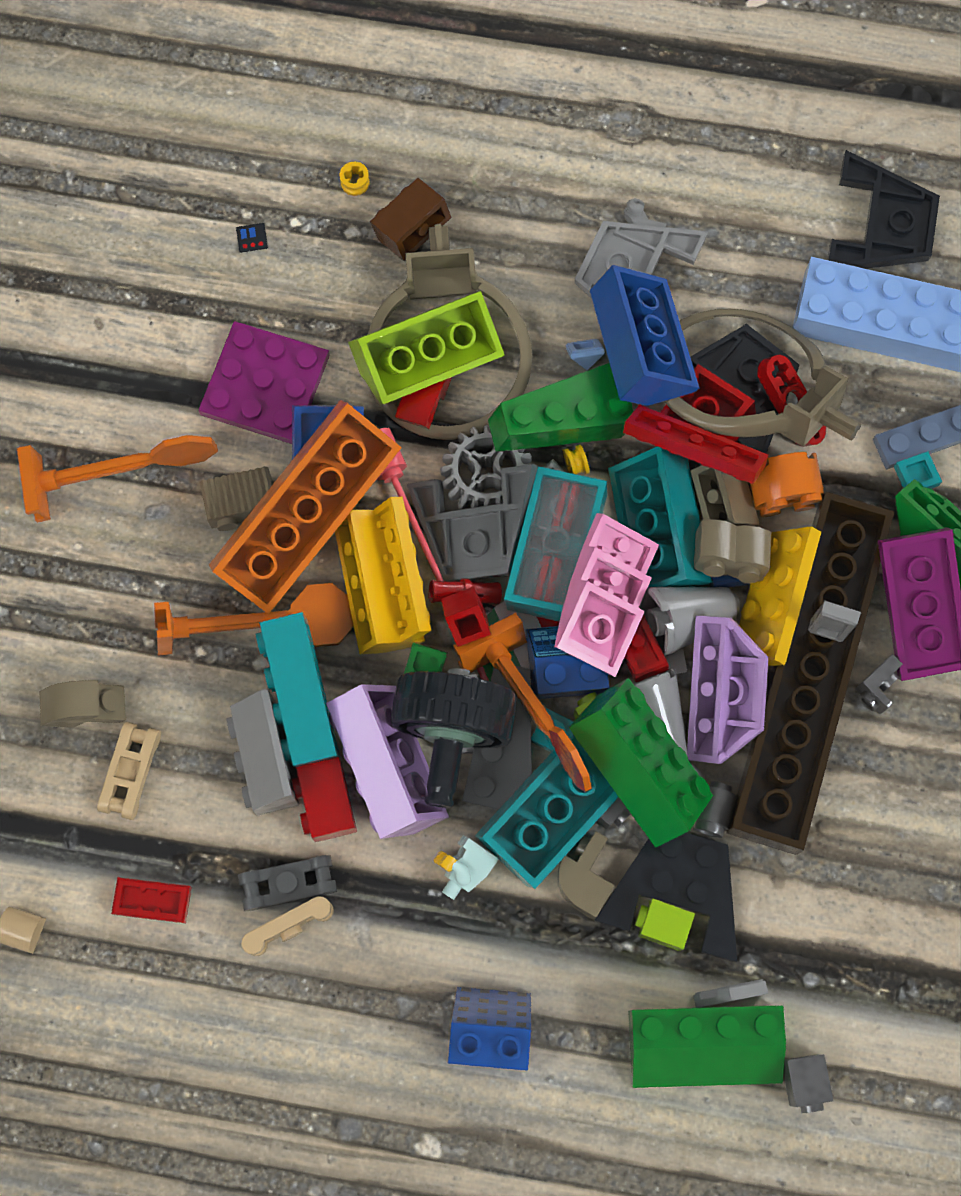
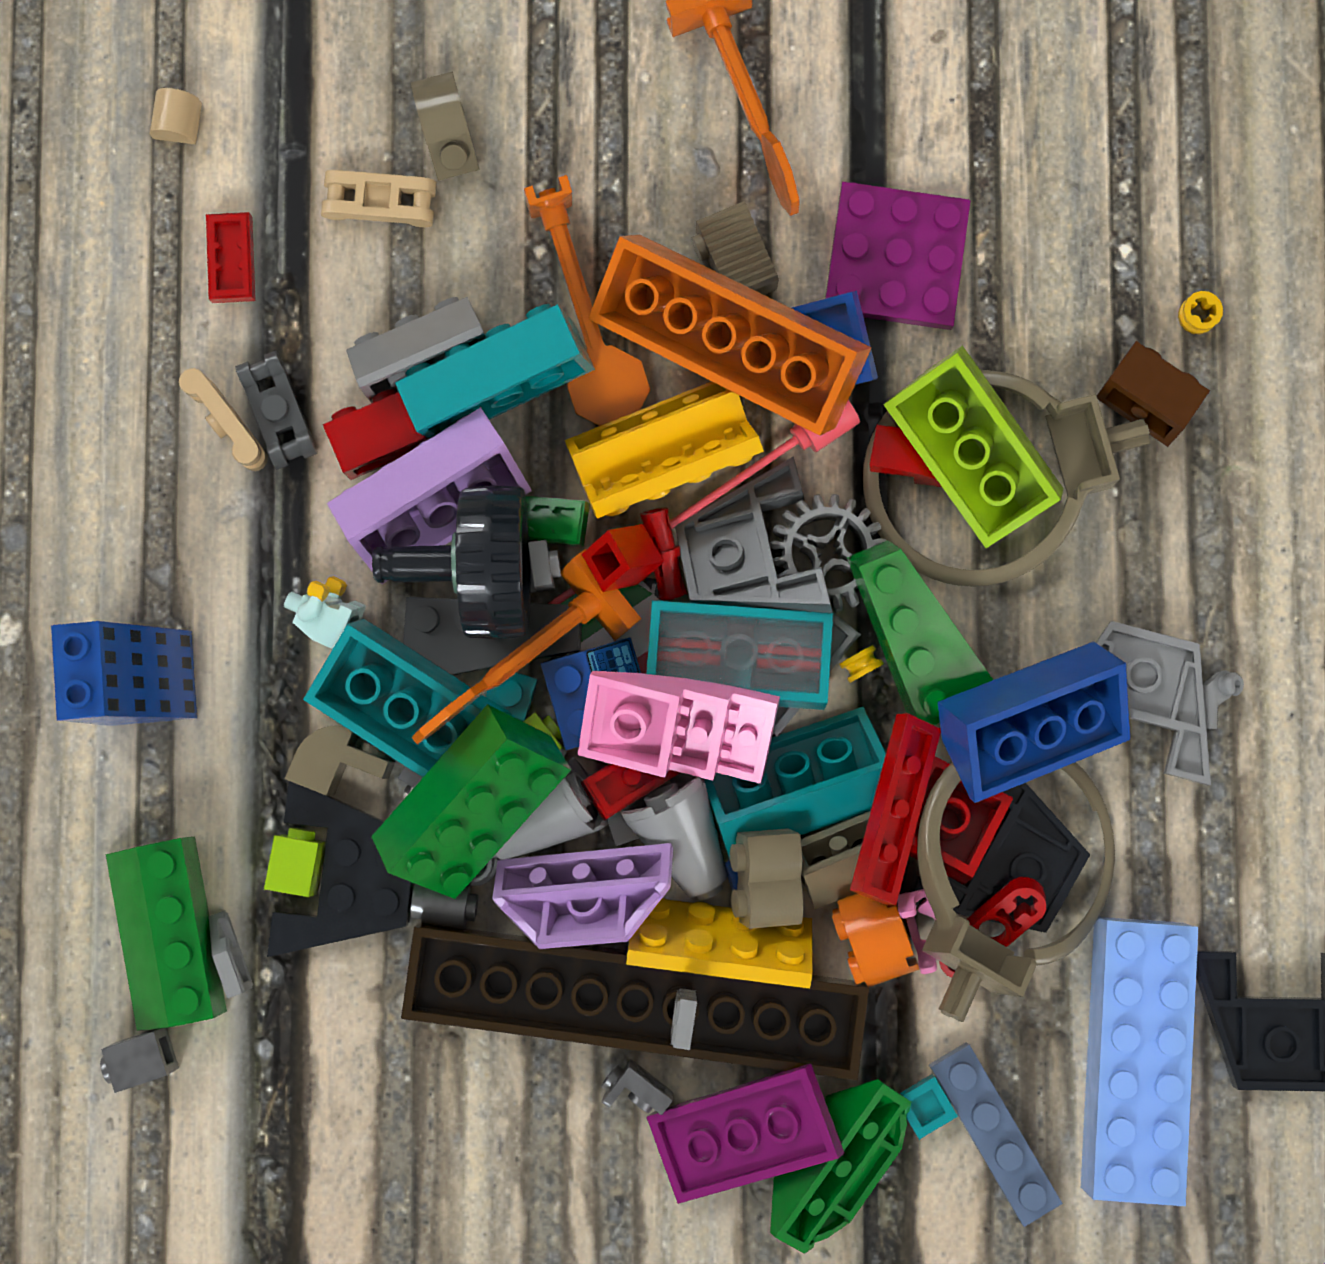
camera: 80 degrees right, 10 degrees up
(251, 237) = (1092, 200): black sticker -> none
(585, 352) = (1013, 650): light blue slope -> none
(770, 446) = (908, 910): none -> bright pink helmet

